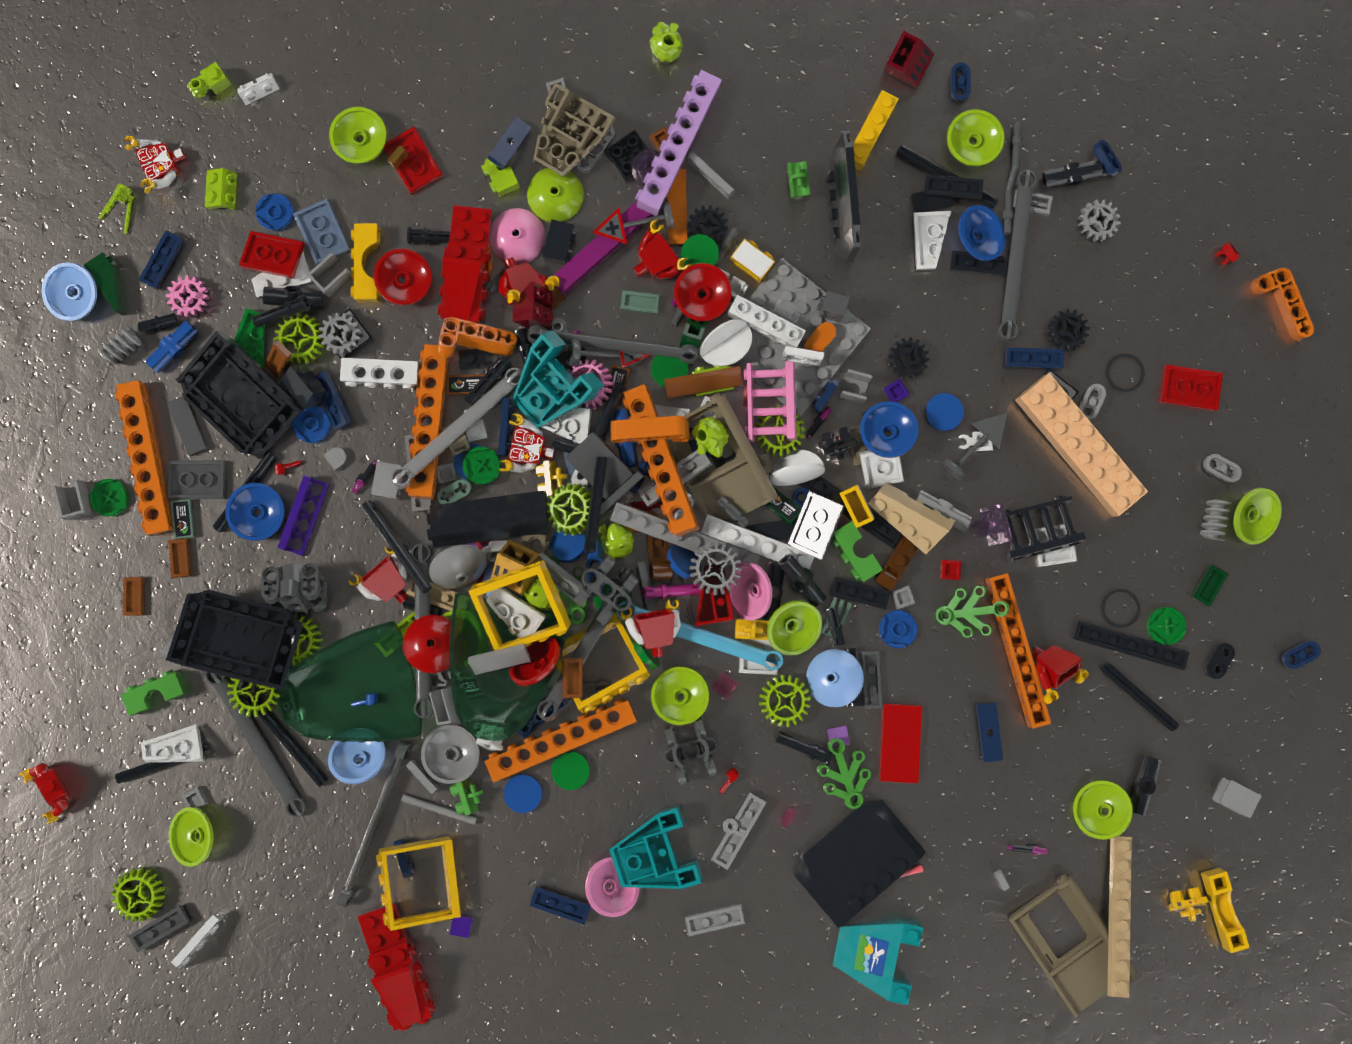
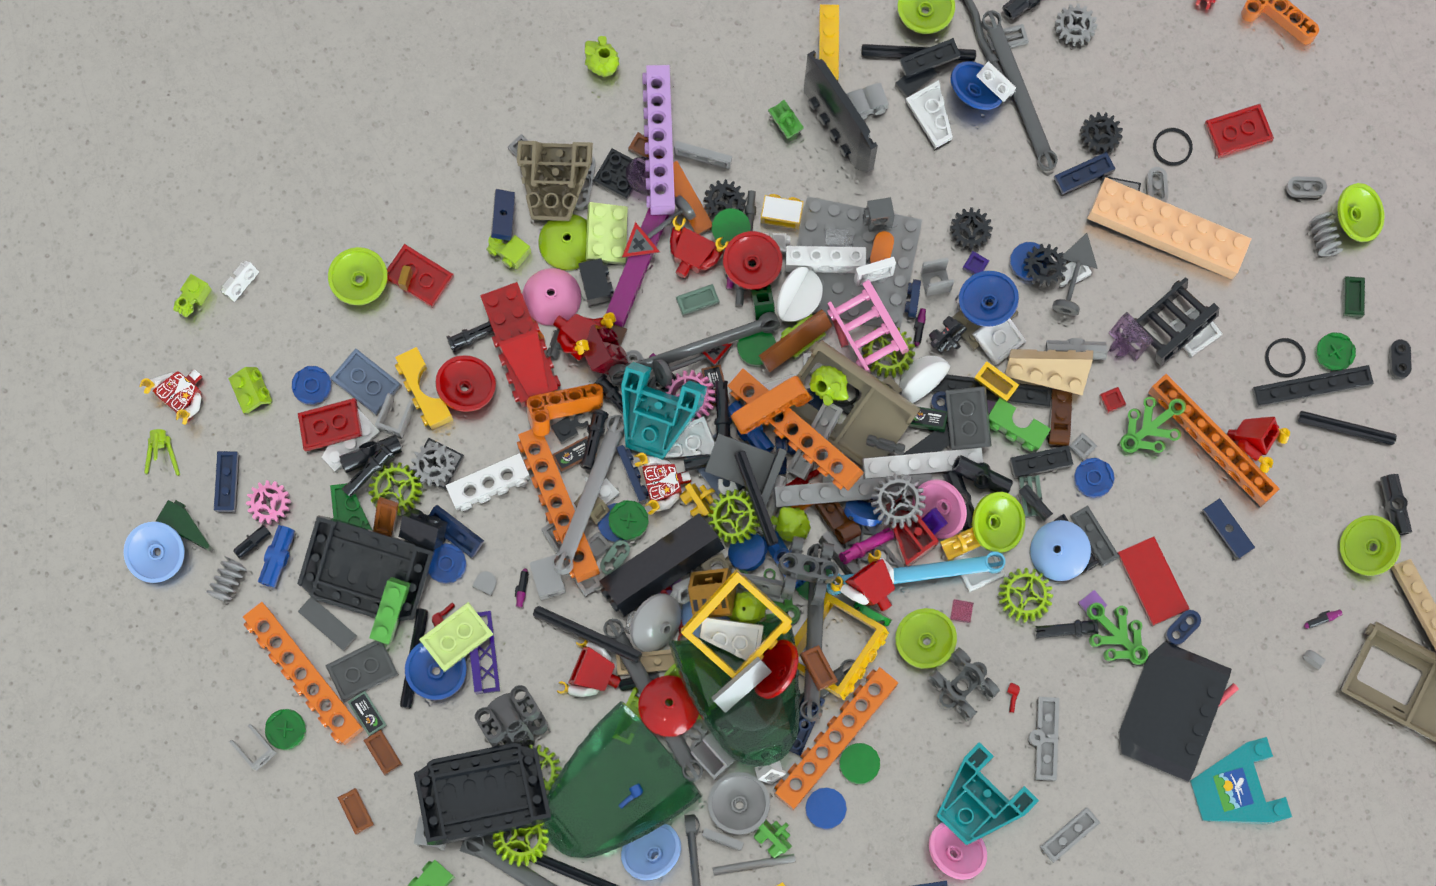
camera: 25 degrees left, 10 degrees down
(234, 447) = (389, 609): none -> bright green arch
(284, 493) = (456, 637): none -> yellowish green tile
(591, 203) = (606, 232): none -> yellowish green plate
(739, 599) = (934, 521): none -> dark purple tile
(788, 816) = (1086, 701): clear pink tile -> none
(877, 198) = (869, 100): none -> light grey brick
(904, 797) = (1182, 627): none -> dark blue plate
(948, 418) = (1037, 264): none -> black gear
(965, 262) = (978, 118): black tile -> none
(1000, 238) = (996, 81): none -> white hinge

